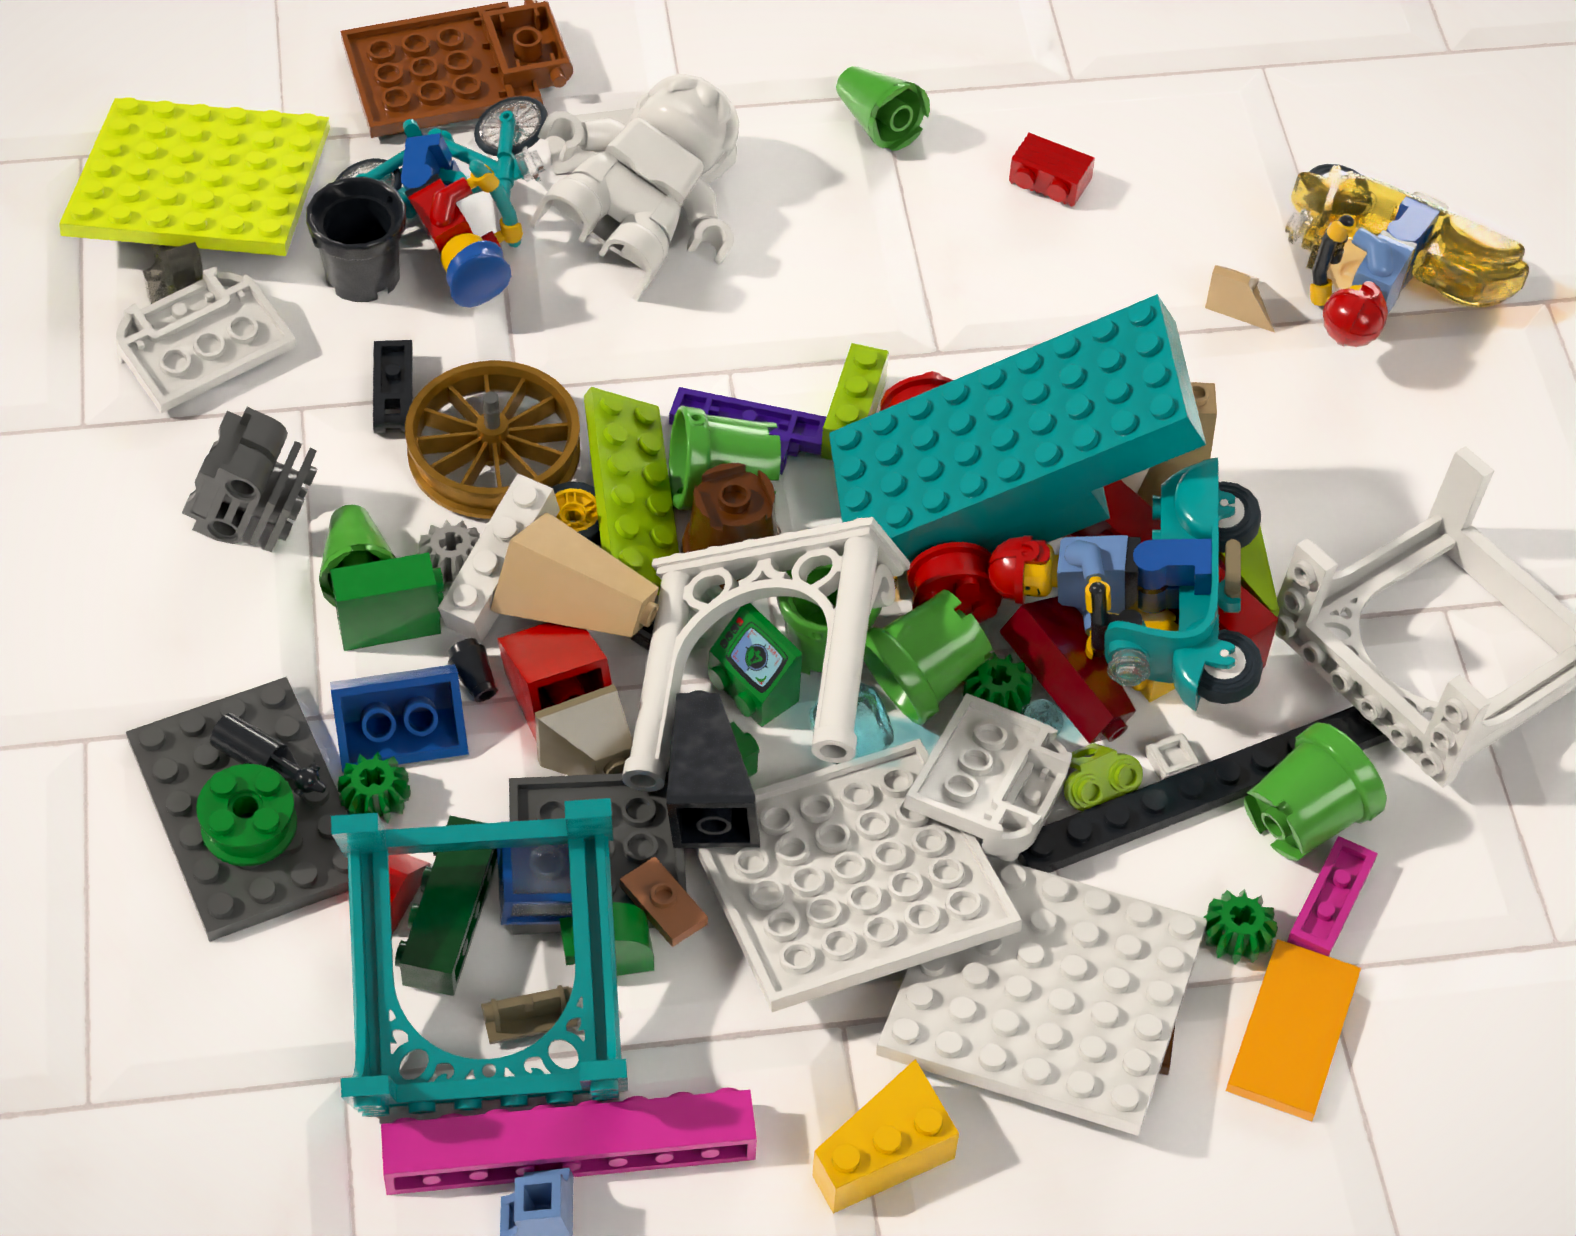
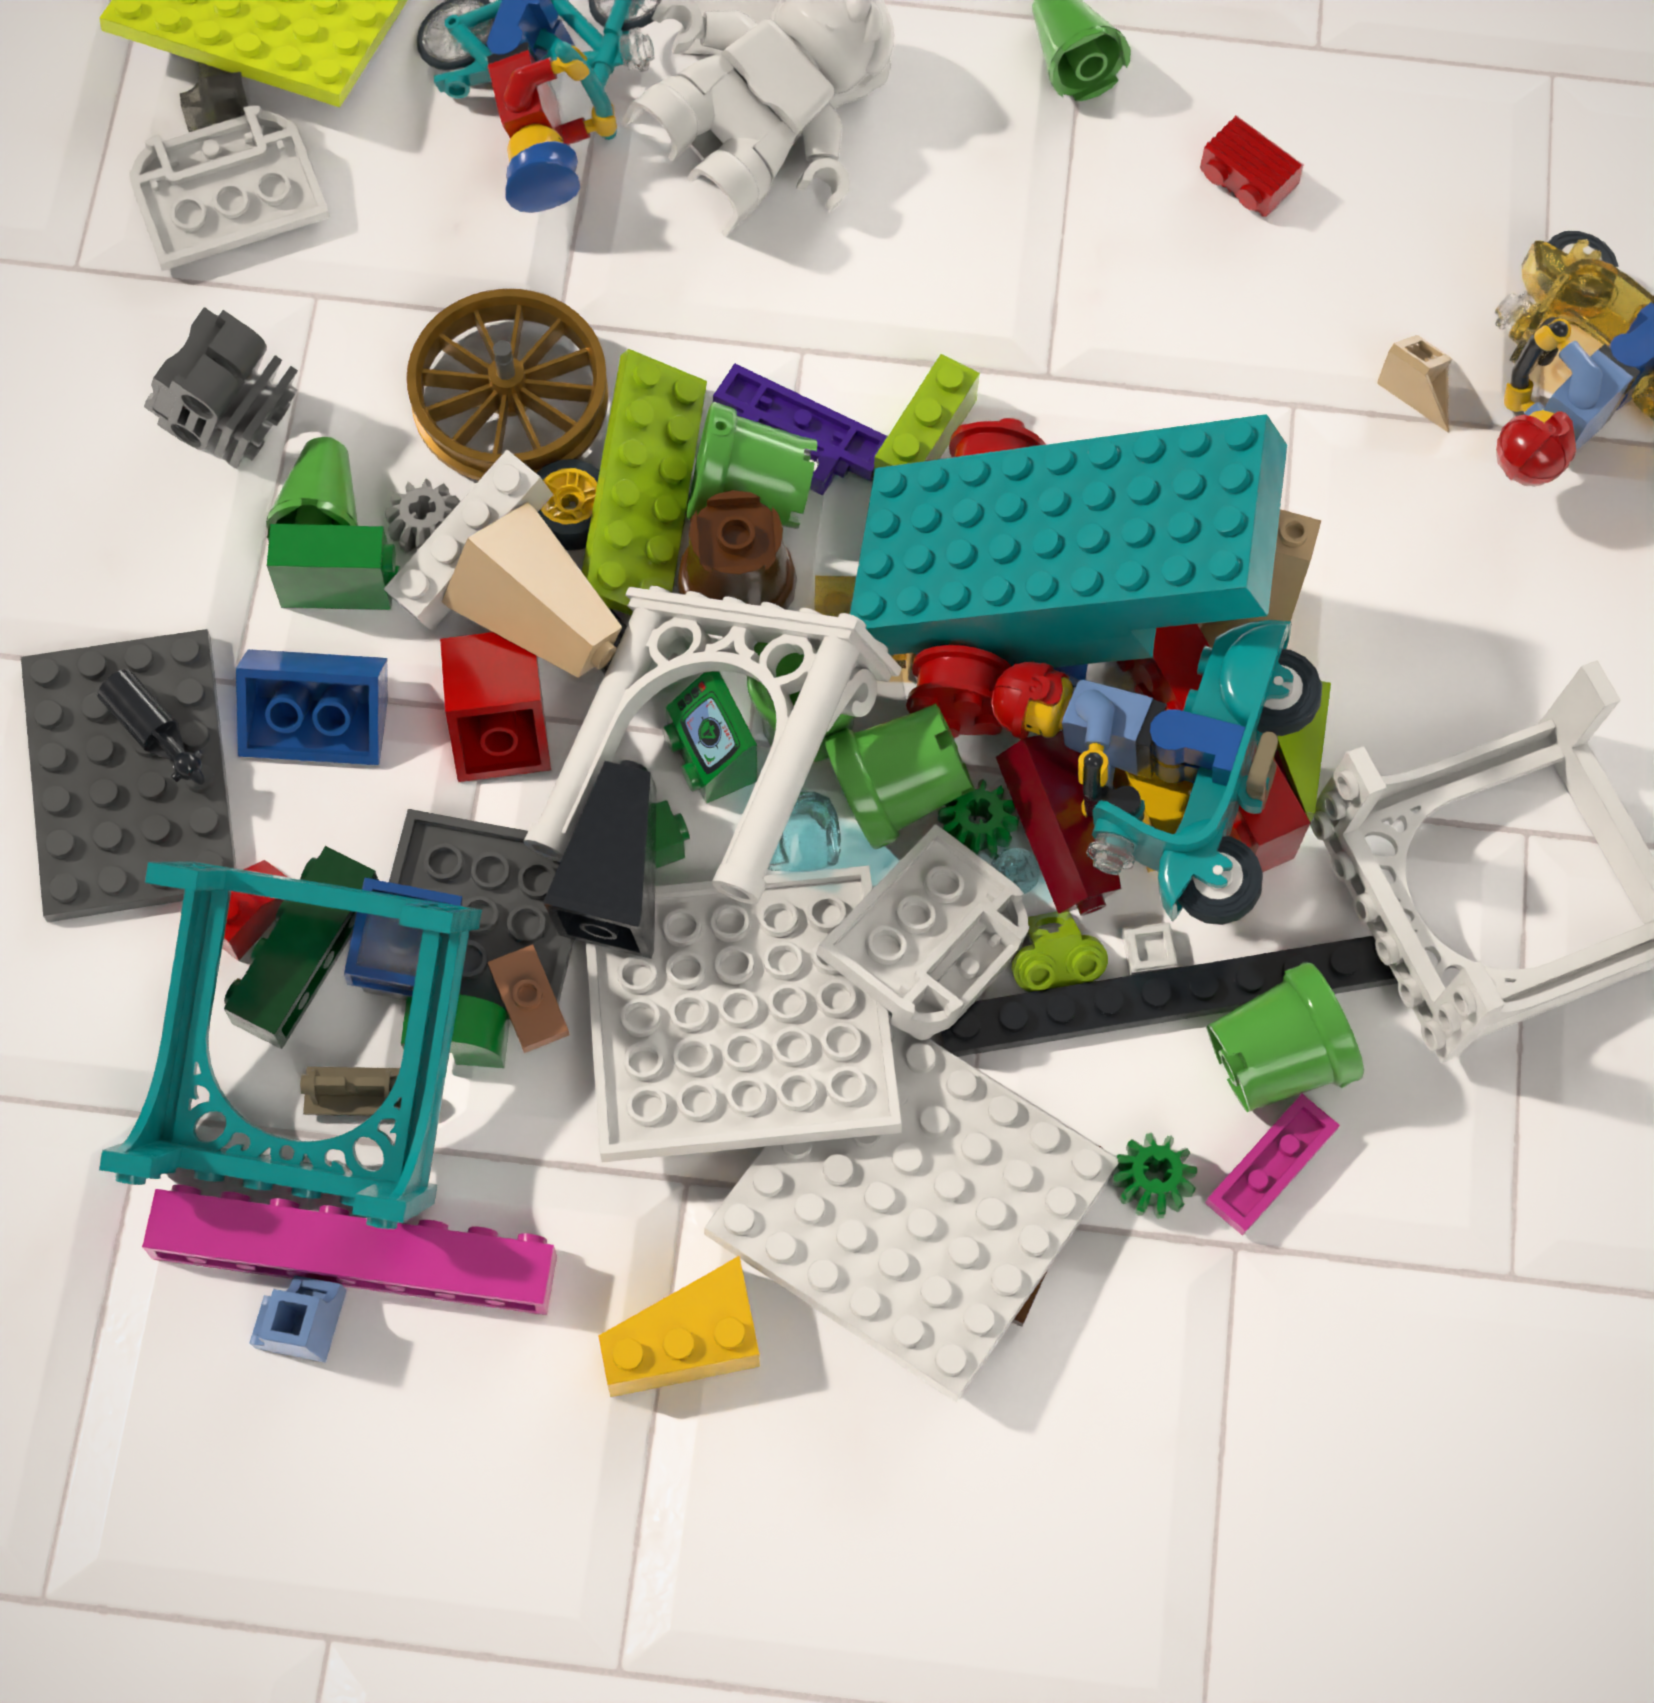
camera: 15 degrees right, 15 degrees up
(242, 791) = (95, 770): green wheel -> none
(358, 235) = (423, 98): black piece -> none
(374, 787) = (274, 774): green gear -> none
(392, 383) = (419, 287): black plate -> none
(473, 668) = (409, 665): black cone -> none
(584, 735) = (500, 780): dark tan slope -> none
(1293, 1030) = (1177, 1310): light orange tile -> none

